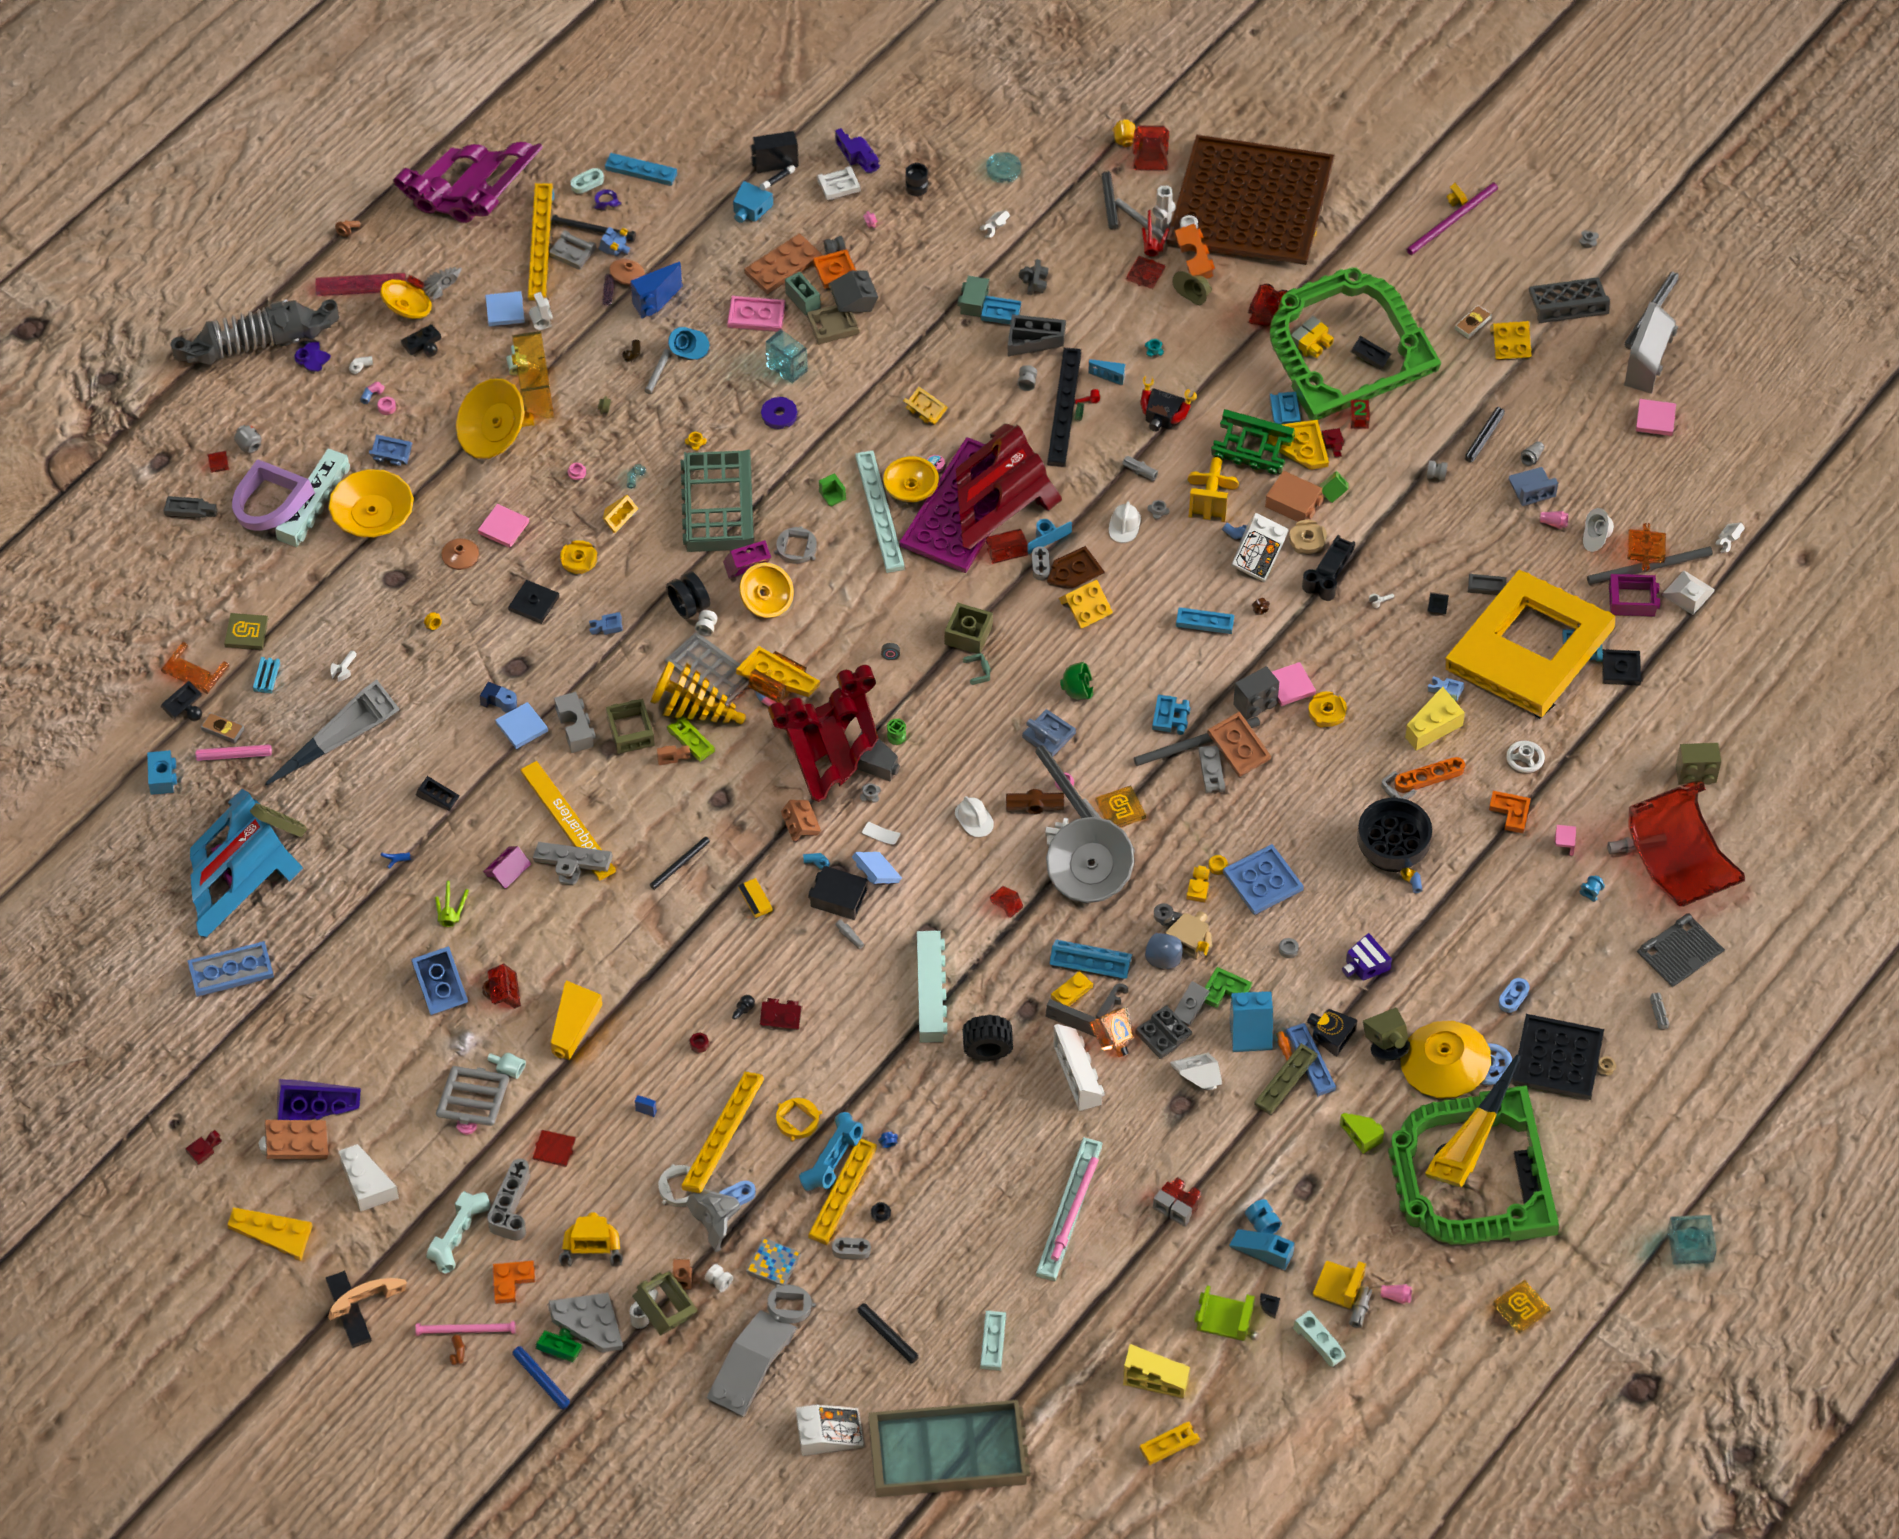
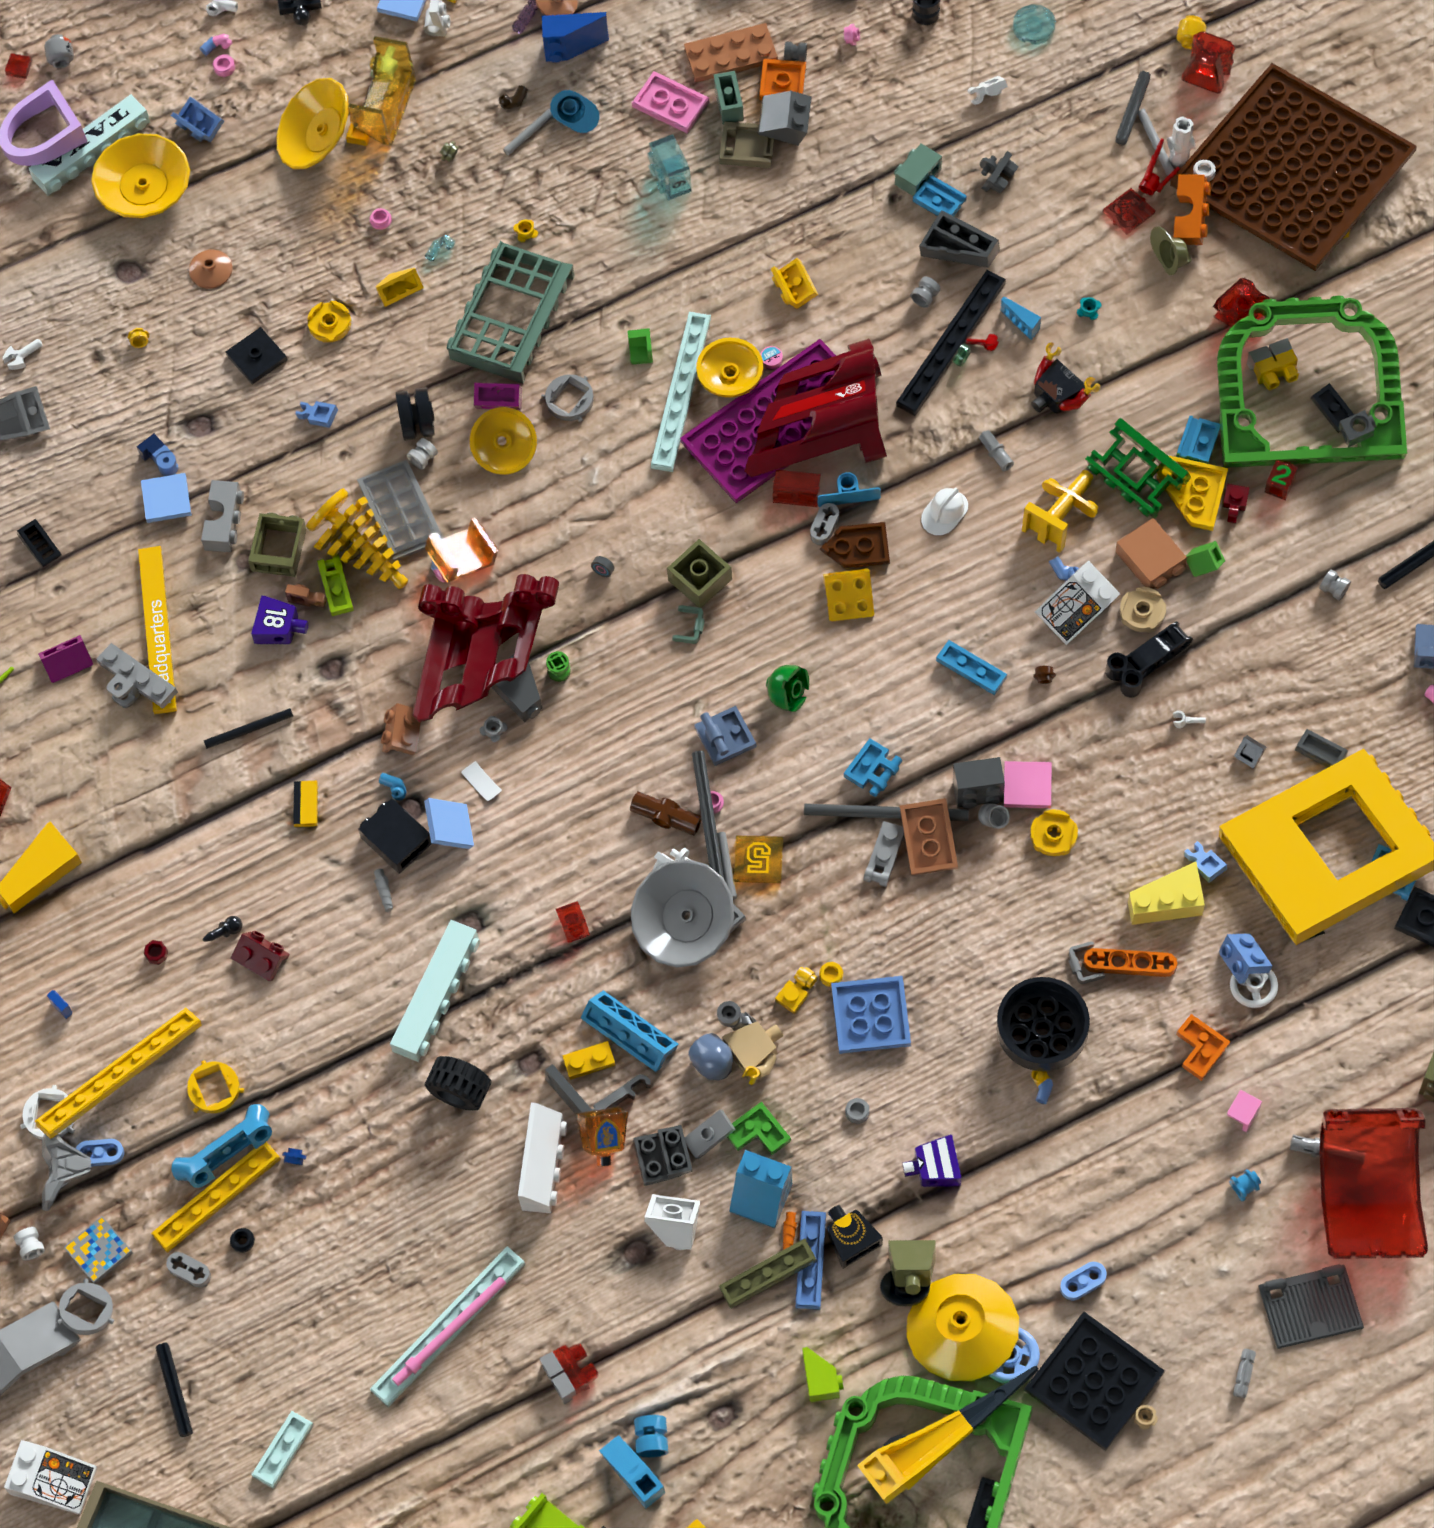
camera: 30 degrees right, 10 degrees up
(503, 525) = (269, 254): bright pink tile -> none
(661, 780) = (276, 622): none -> dark purple torso
(779, 404) = (630, 220): dark purple tile -> none
(780, 670) = (464, 544): yellow wing -> none
(974, 817) = (592, 805): white piece -> none
(1158, 509) = (993, 503): light grey plate -> none
(1278, 712) = (999, 816): none -> light grey wheel
(1398, 363) = (1353, 437): none -> dark grey brick
(1509, 739) = (1243, 956): none -> medium blue bracket

